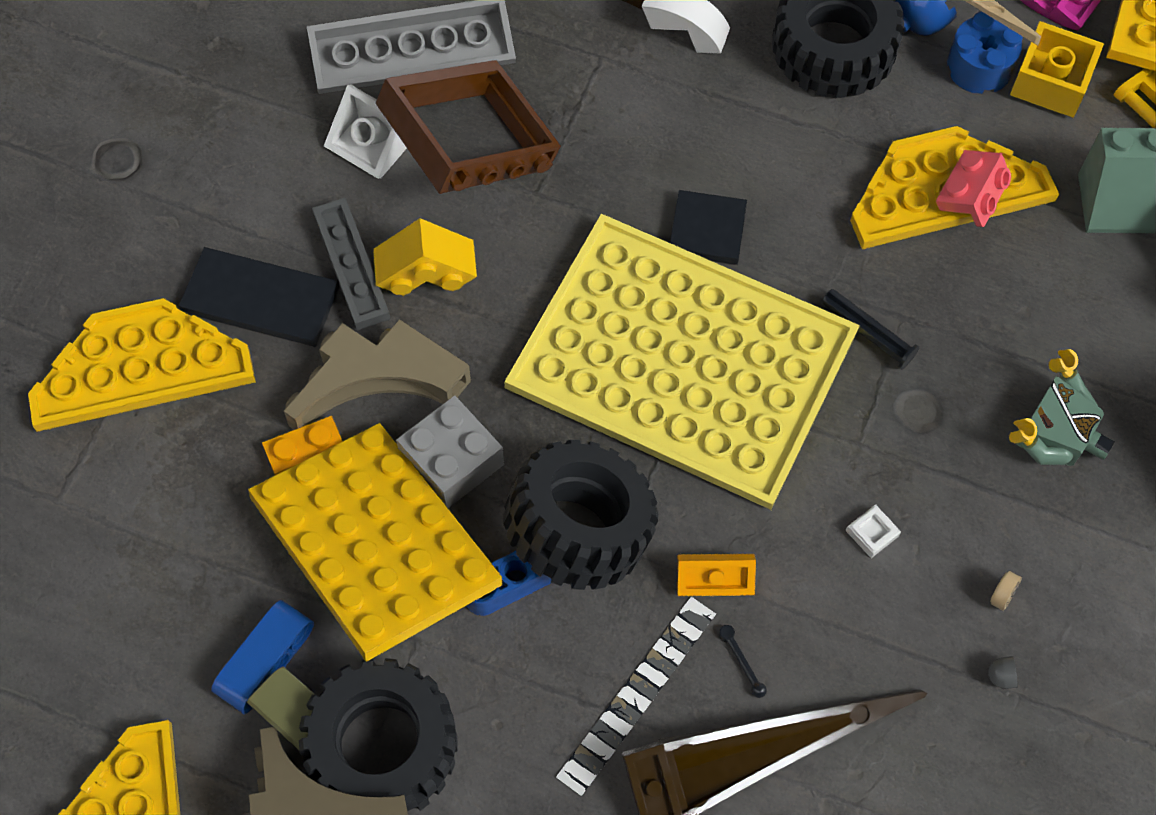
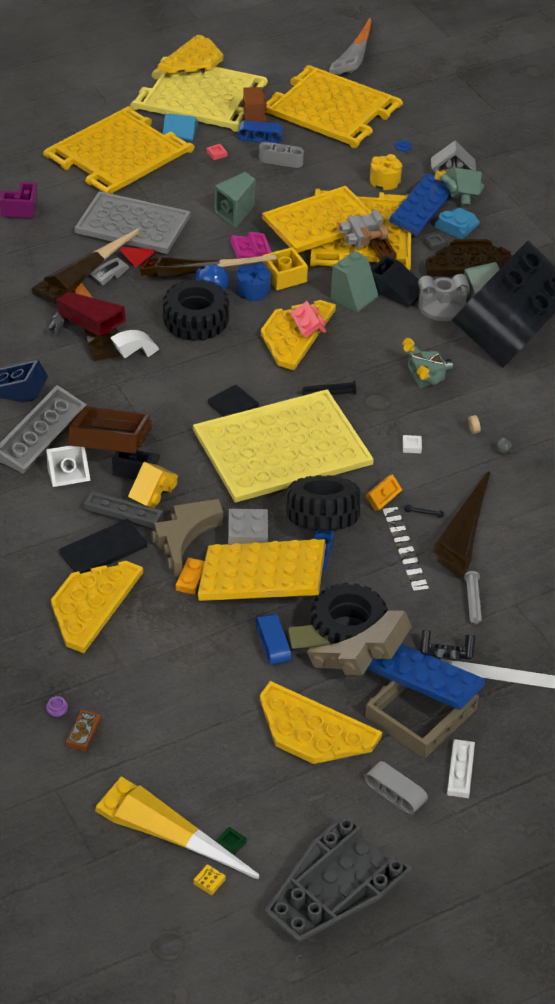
camera: 50 degrees left, 20 degrees down
(463, 211) = (129, 464): none -> black slope

